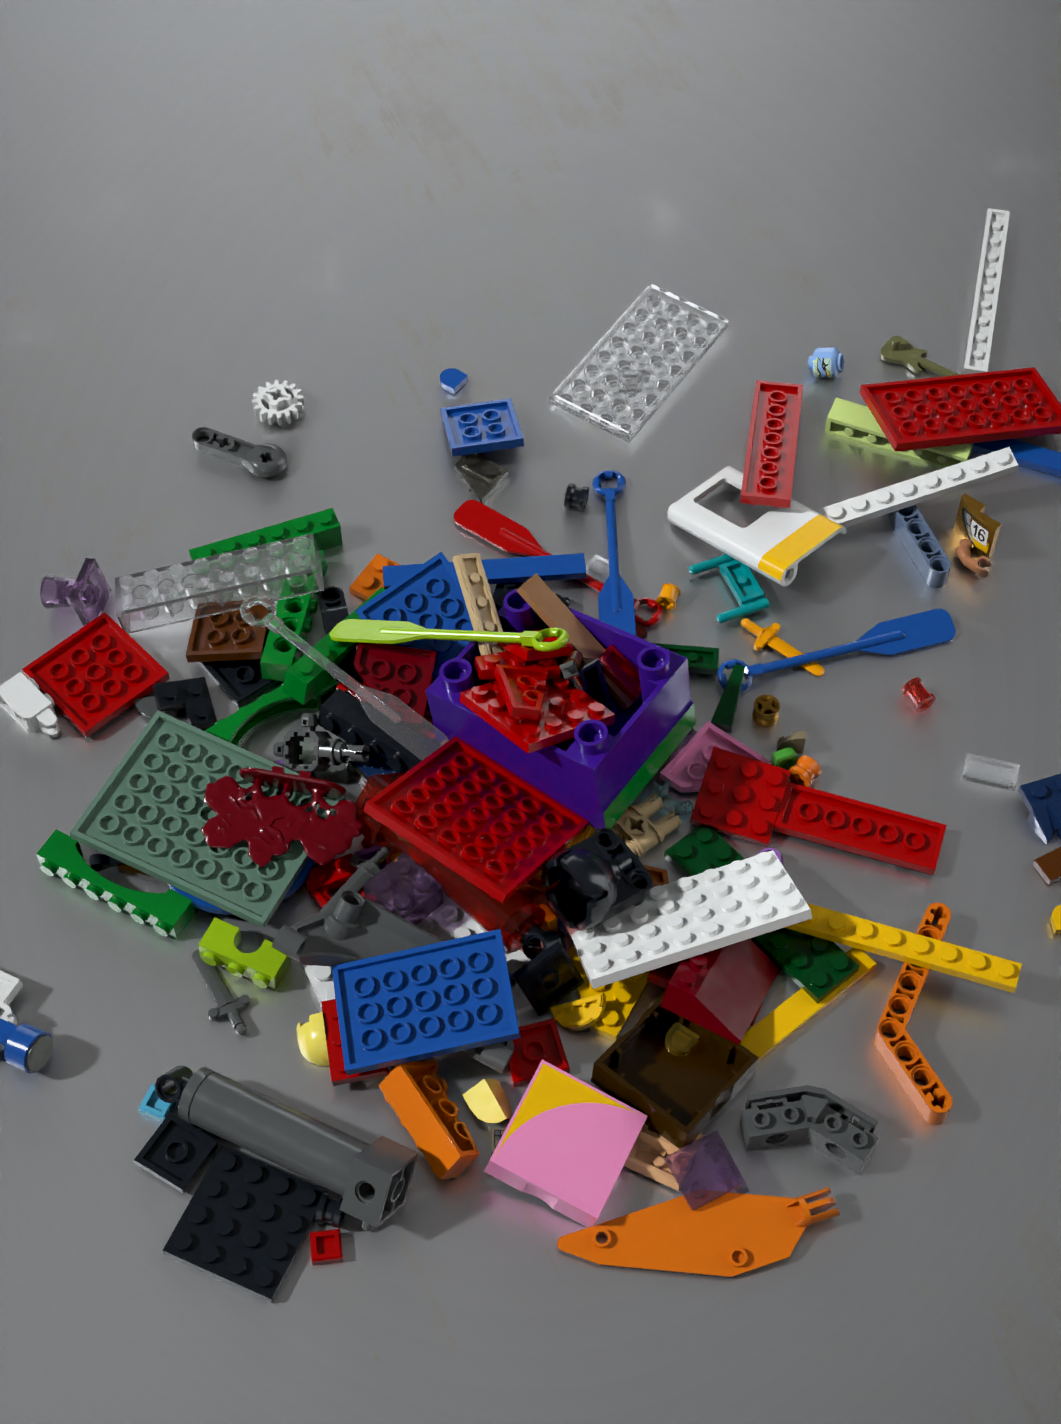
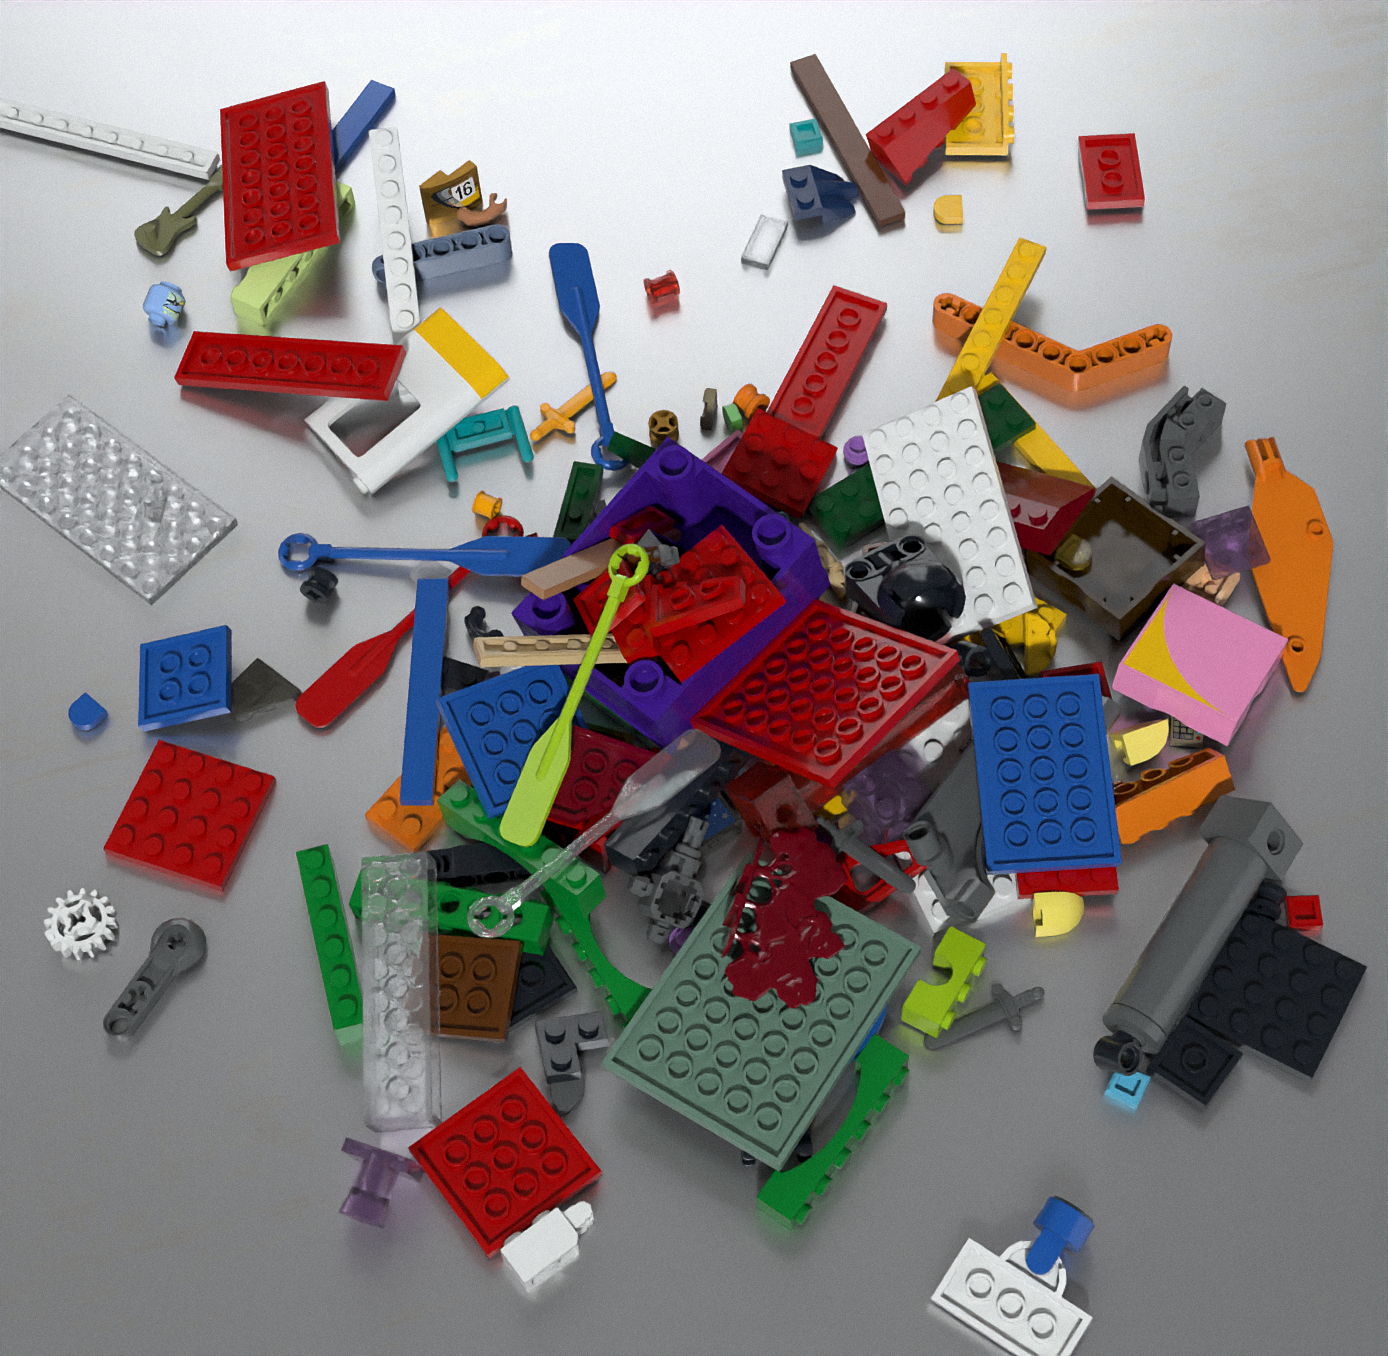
camera: 80 degrees left, 5 degrees up
(372, 453) = (190, 815): none -> red plate

